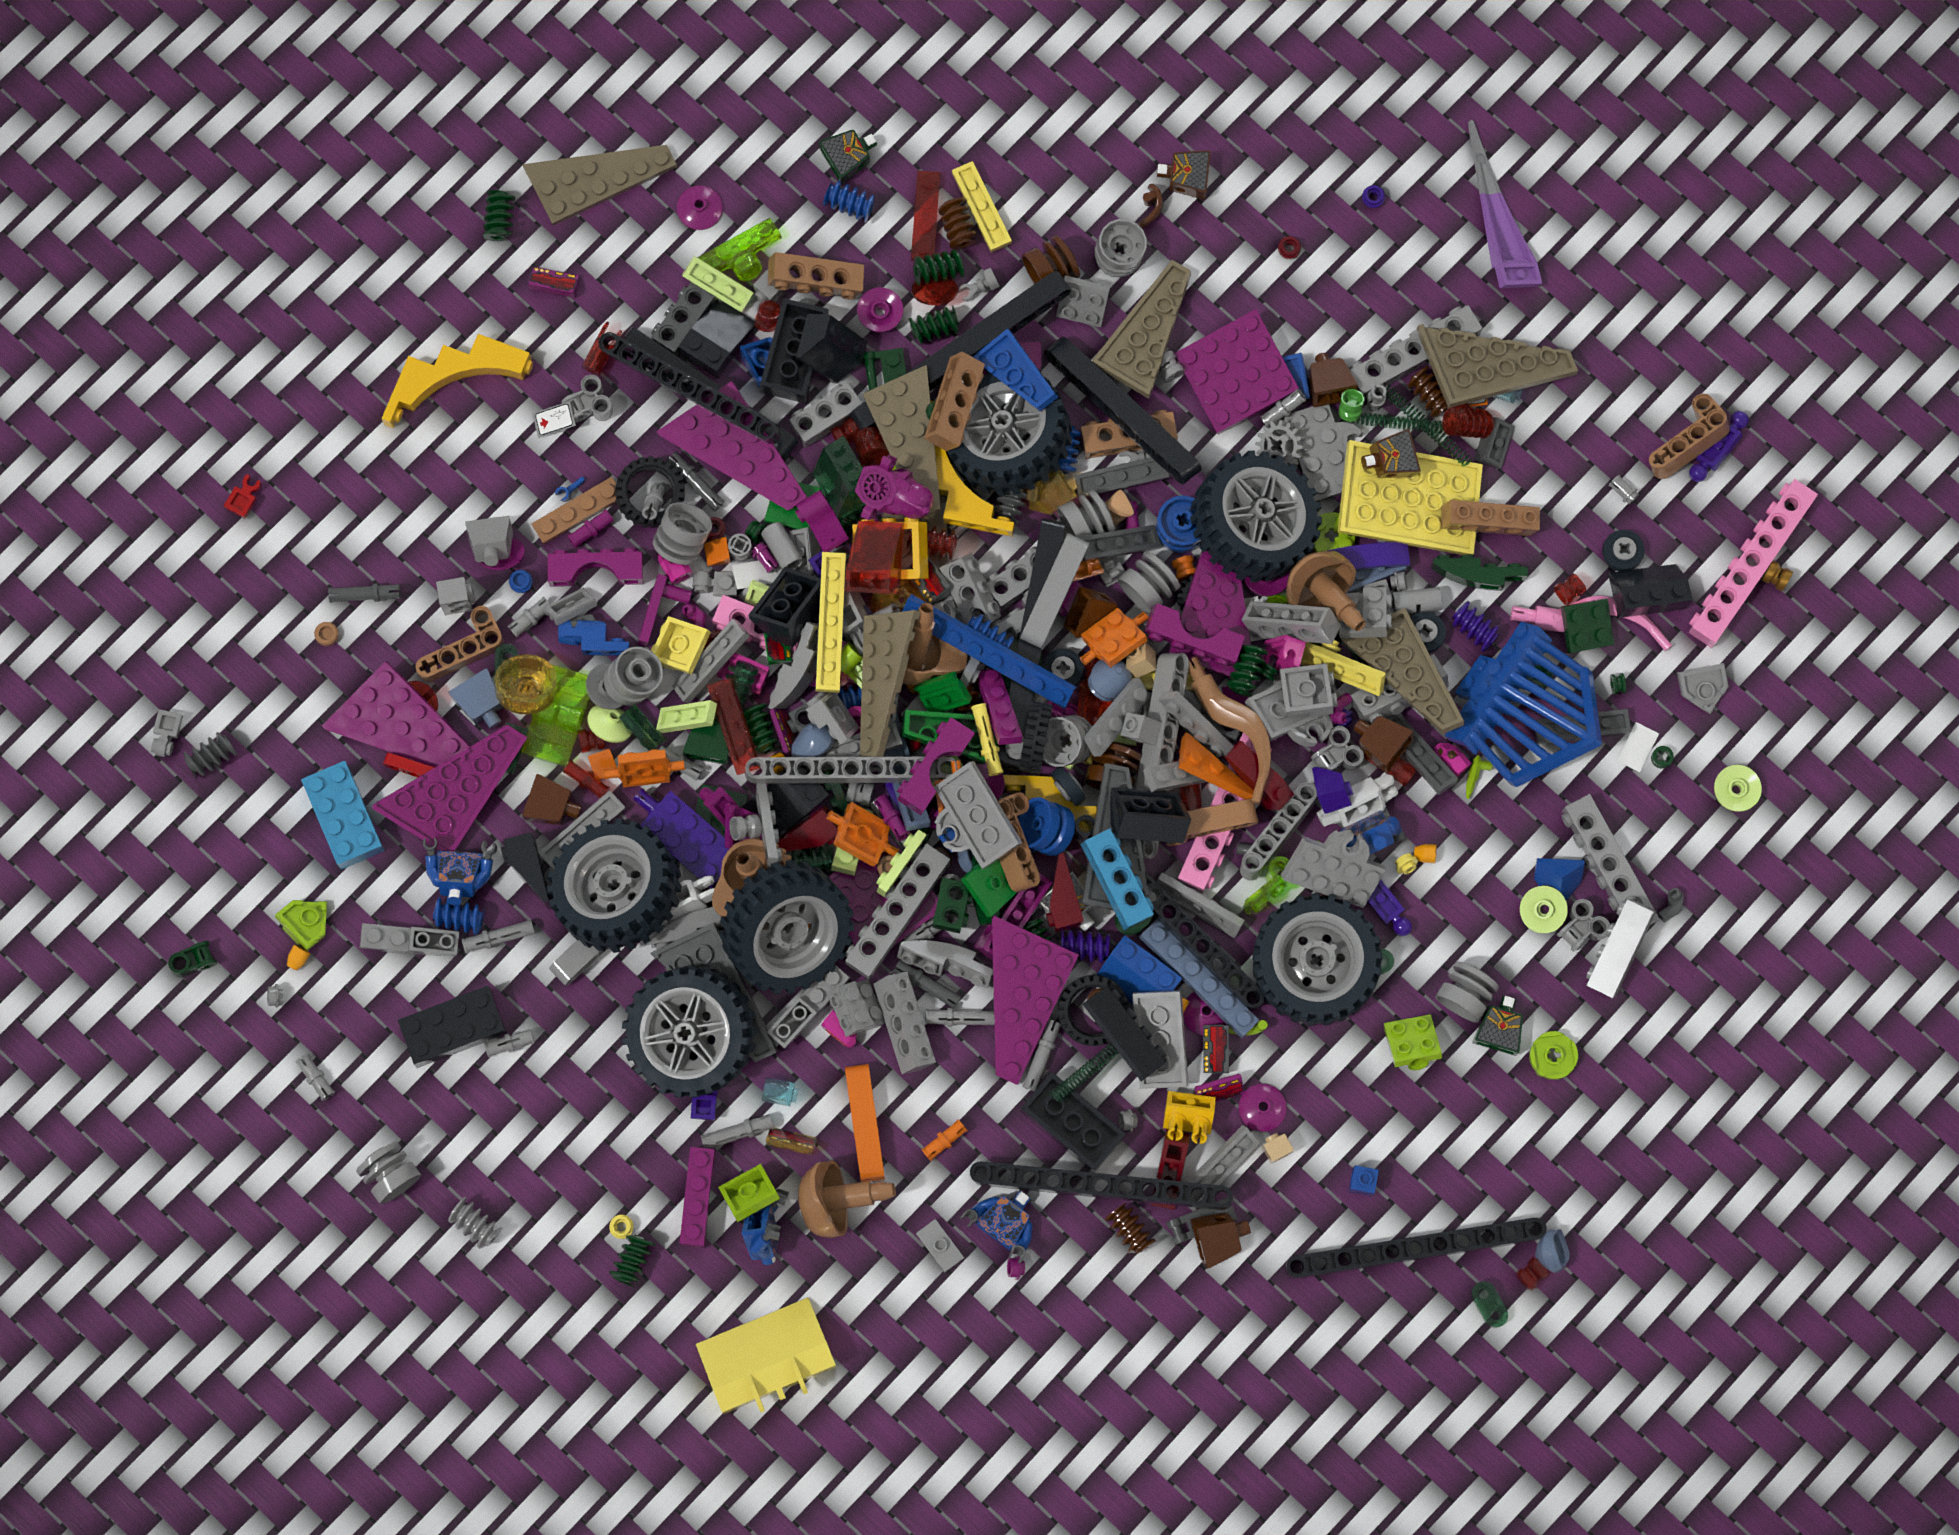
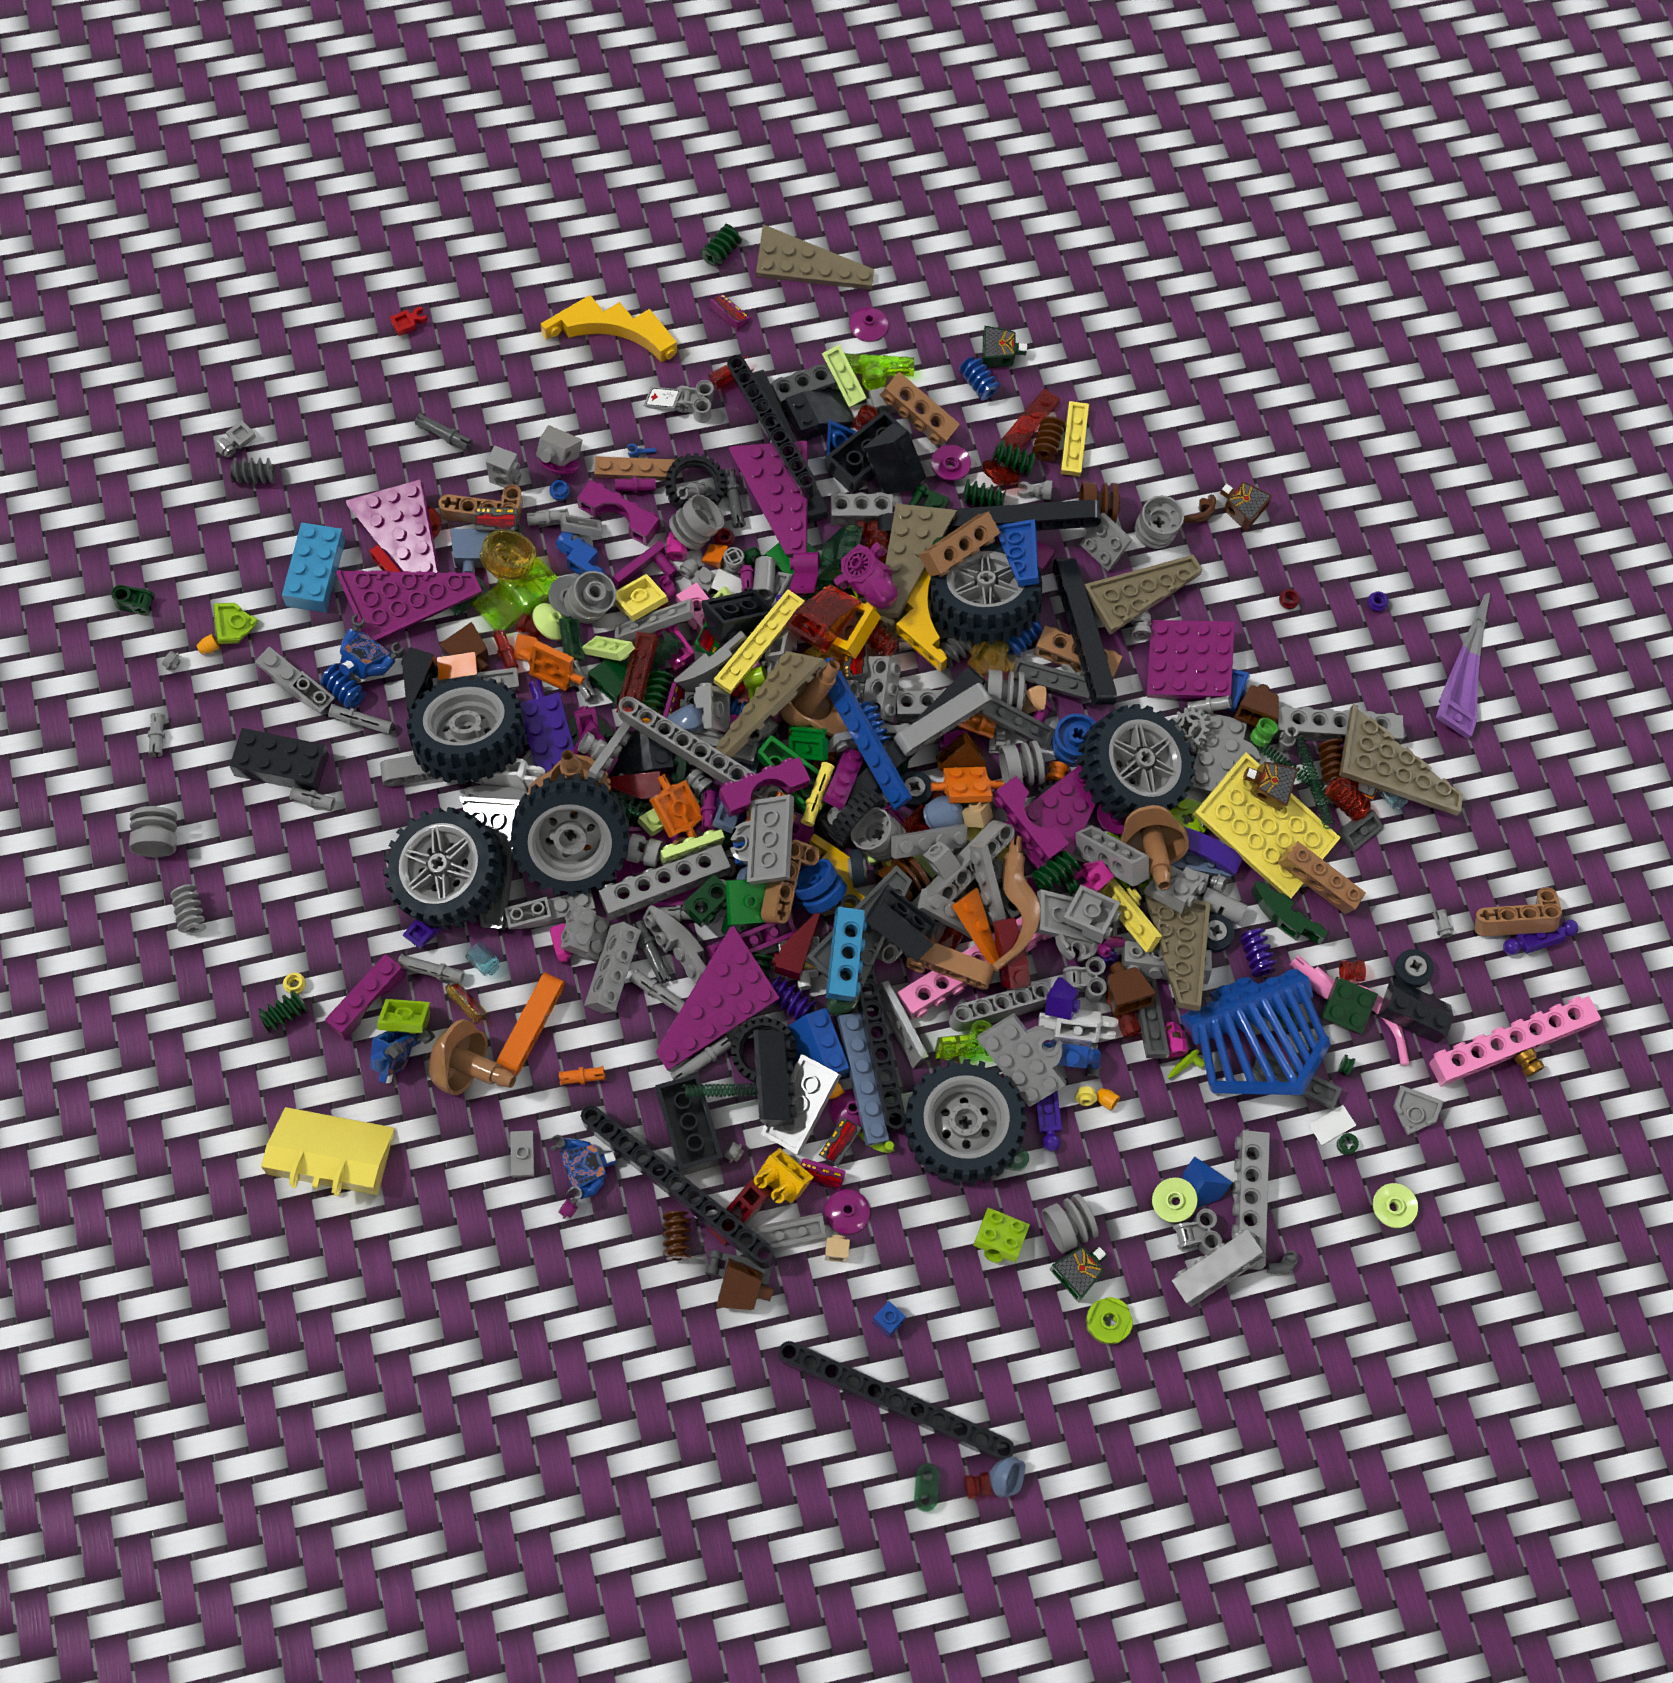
camera: 30 degrees right, 10 degrees down
(326, 634) = (397, 443): medium nougat tile -> none
(487, 654) = (496, 518): none -> slope
(554, 826) = (456, 666): none -> sticker
(866, 890) = (651, 852): none -> light grey wheel

